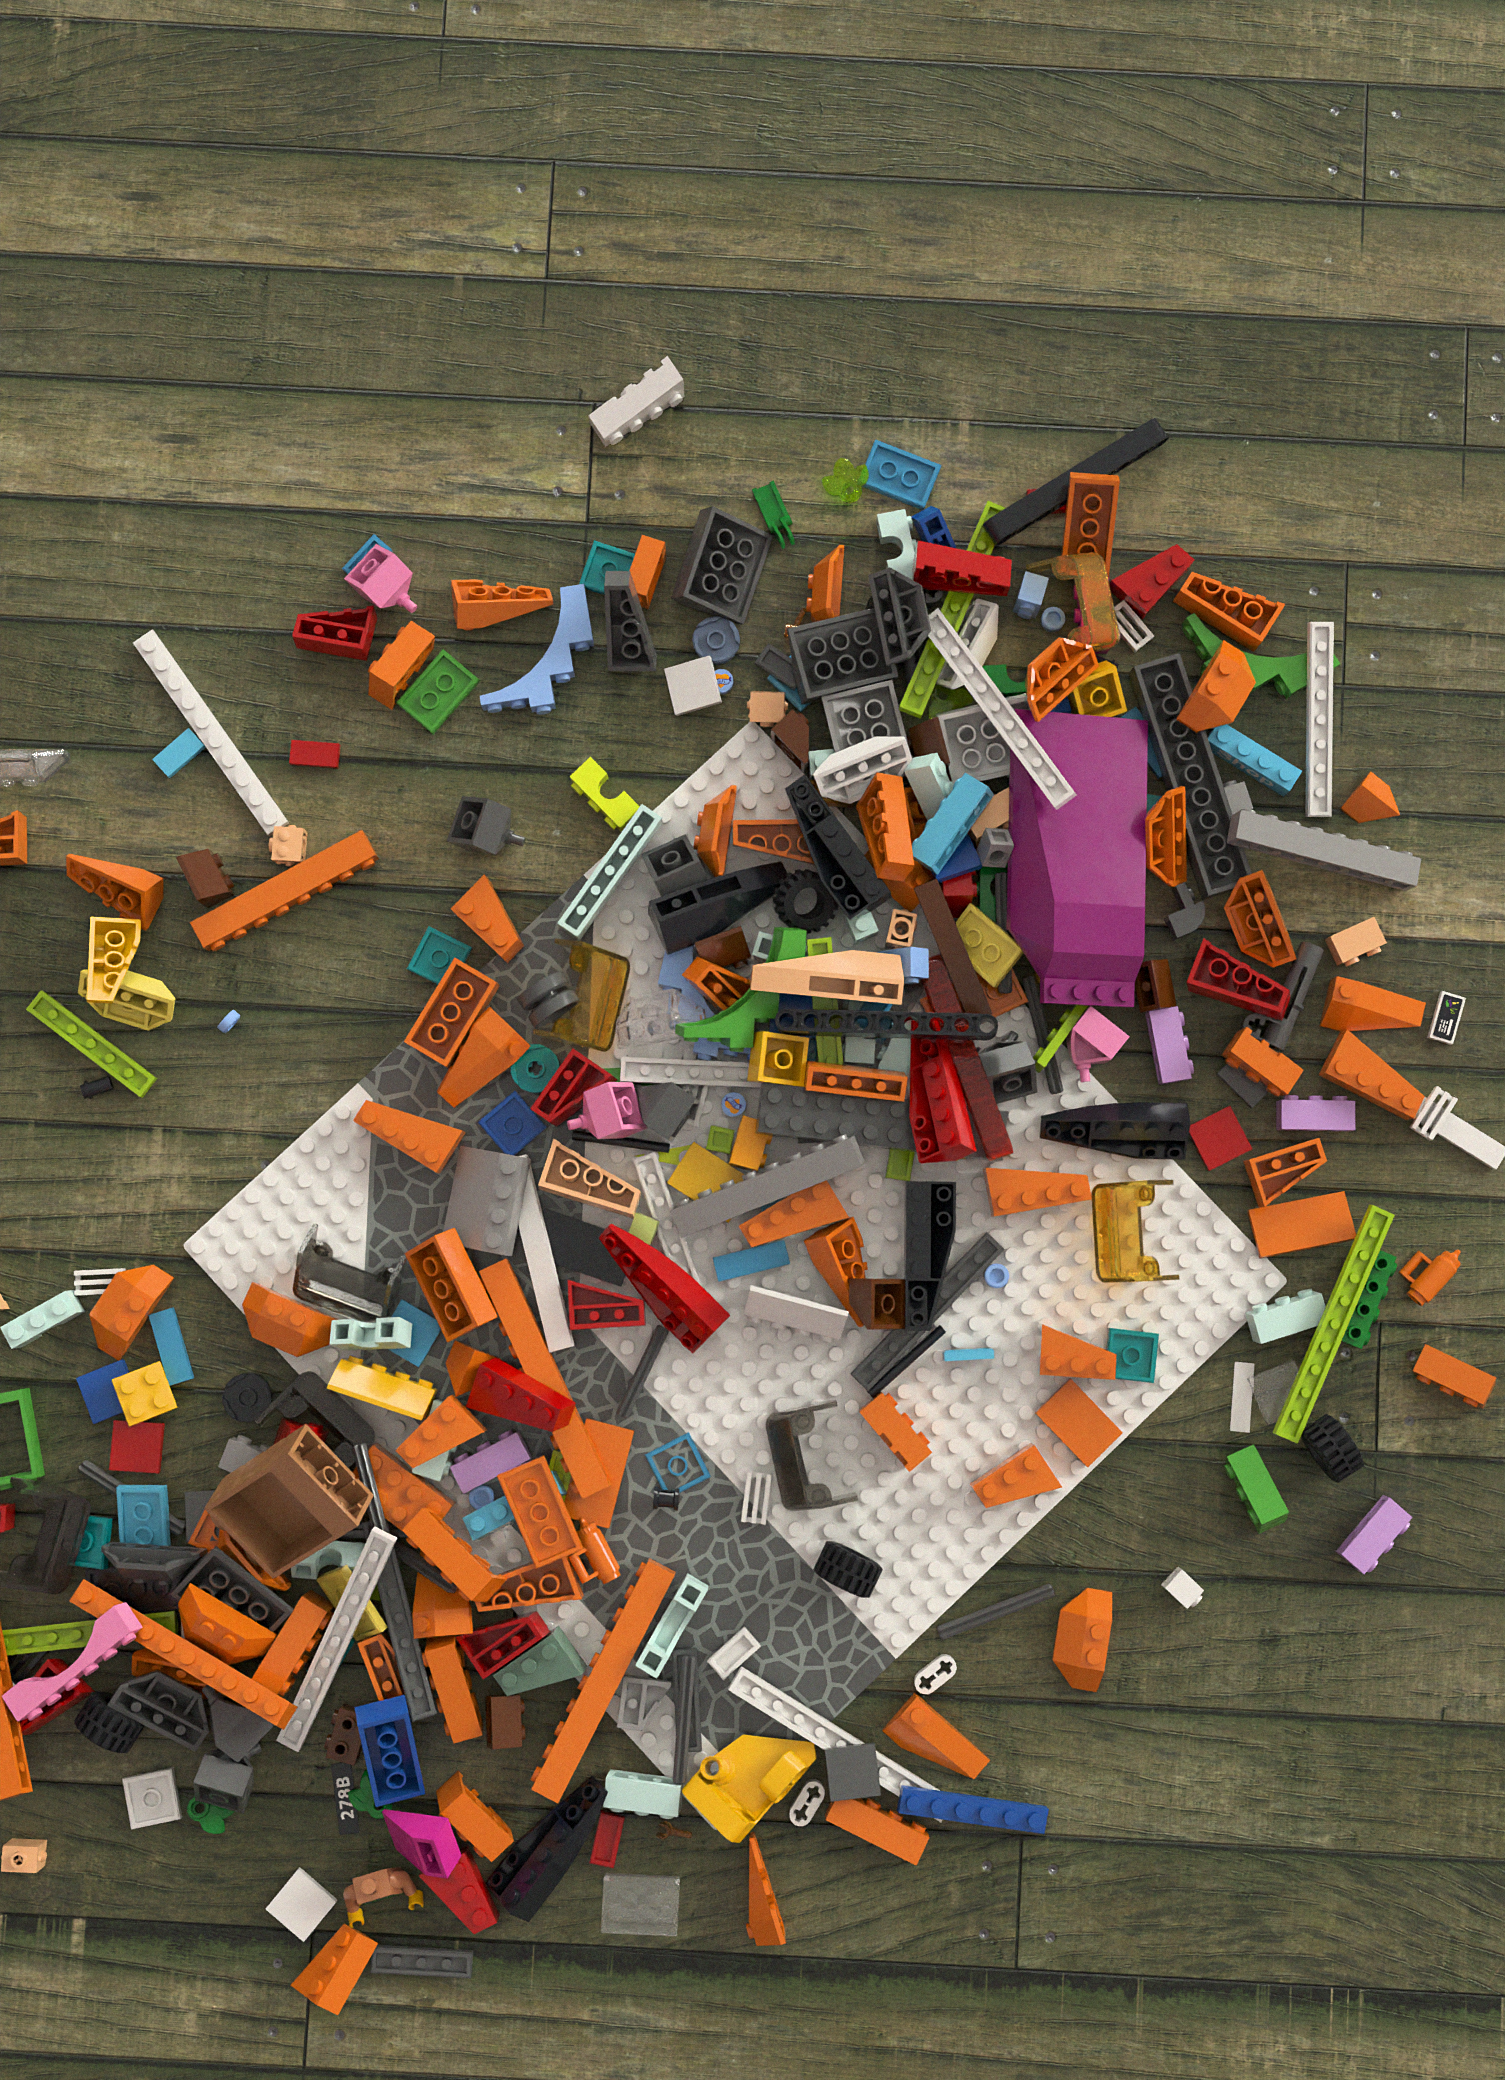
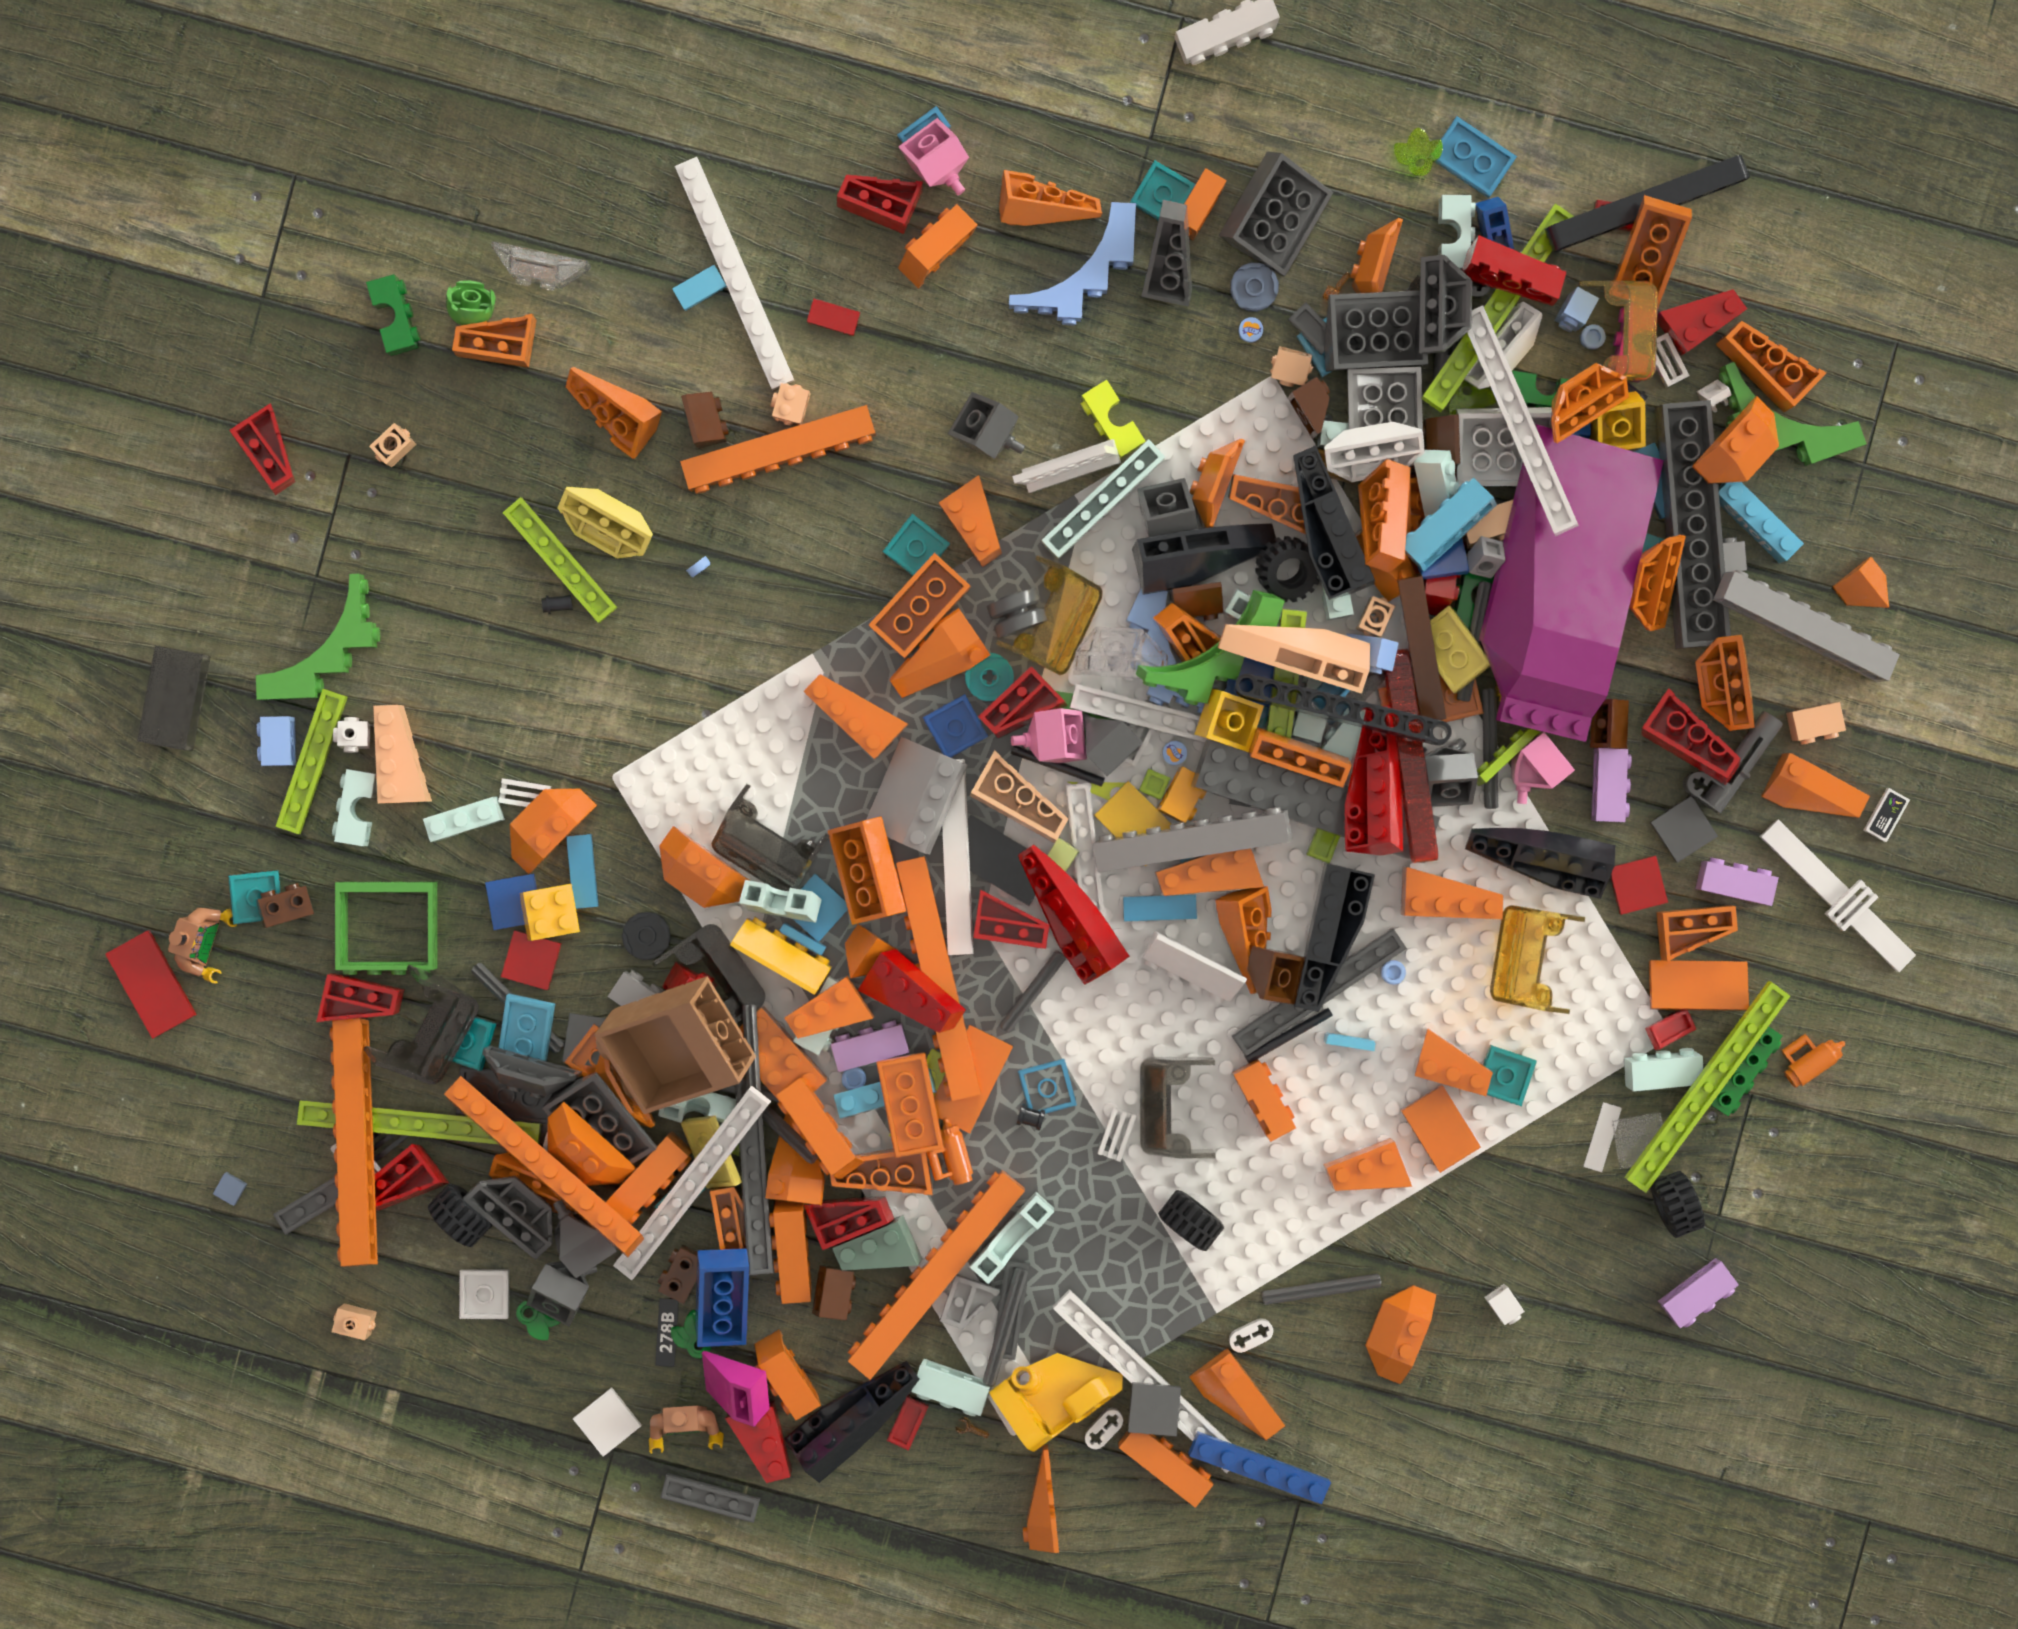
camera: 10 degrees right, 5 degrees up
(109, 1632) = (481, 1130): bright pink arch -> none
(110, 955) = (596, 477): yellow wedge -> none
(336, 1969) = (630, 1487): orange wedge -> none
(402, 1367) = (802, 939): none -> dark azure tile
(438, 691) = (967, 280): bright green tile -> none
(570, 848) = (1069, 466): none -> white fence
(640, 1904) = (928, 1489): clear brick -> none
(693, 685) = (1222, 328): white tile -> none
(734, 1653) = (1064, 1275): white tile -> none
(774, 512) = (1339, 168): green arm -> none
(1184, 645) = (1715, 392): none -> white tile
(1190, 914) = (1660, 662): dark grey brick -> none
(1256, 1489) = (1596, 1227): bright green wedge -> none
(1262, 1063) = (1696, 821): orange wedge -> none
(1284, 1274) = (1670, 1029): none -> red tile
(1319, 719) = (1832, 494): white tile -> none
(1368, 1076) = (1795, 854): orange wedge -> none
(1454, 1377) = (1810, 1161): orange wedge -> none

